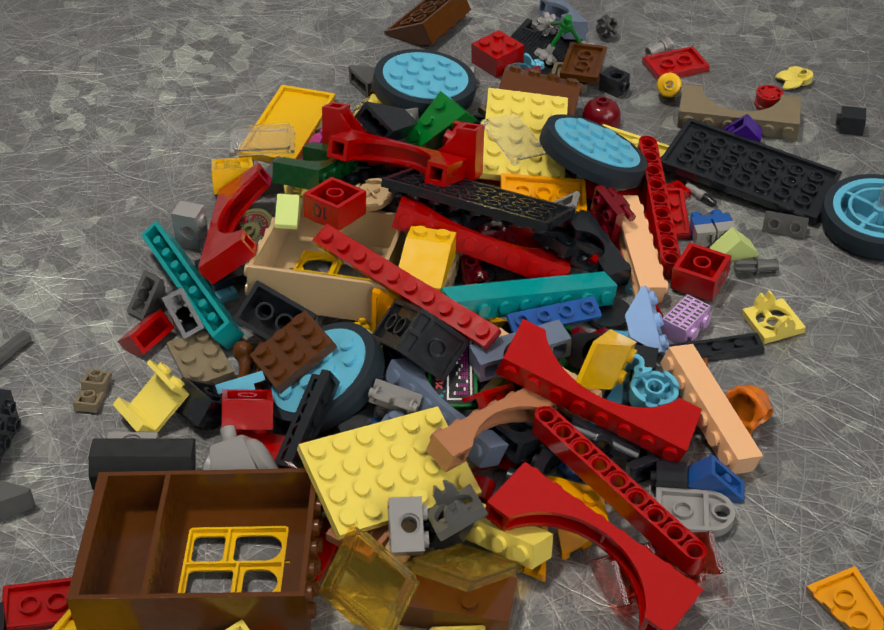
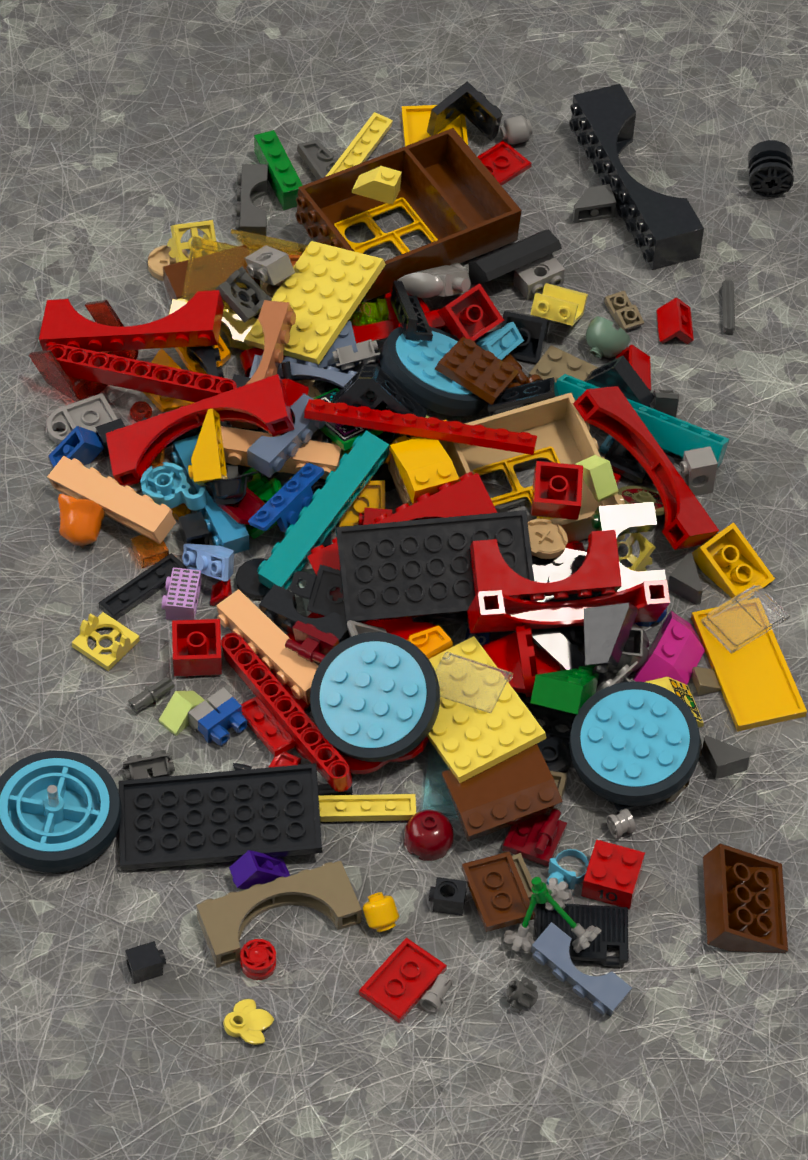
camera: 145 degrees right, 10 degrees up
(65, 359) = (675, 320): none -> red panel
(138, 354) = (605, 339): none -> sand green cylinder
(221, 544) = (379, 184): none -> light yellow slope

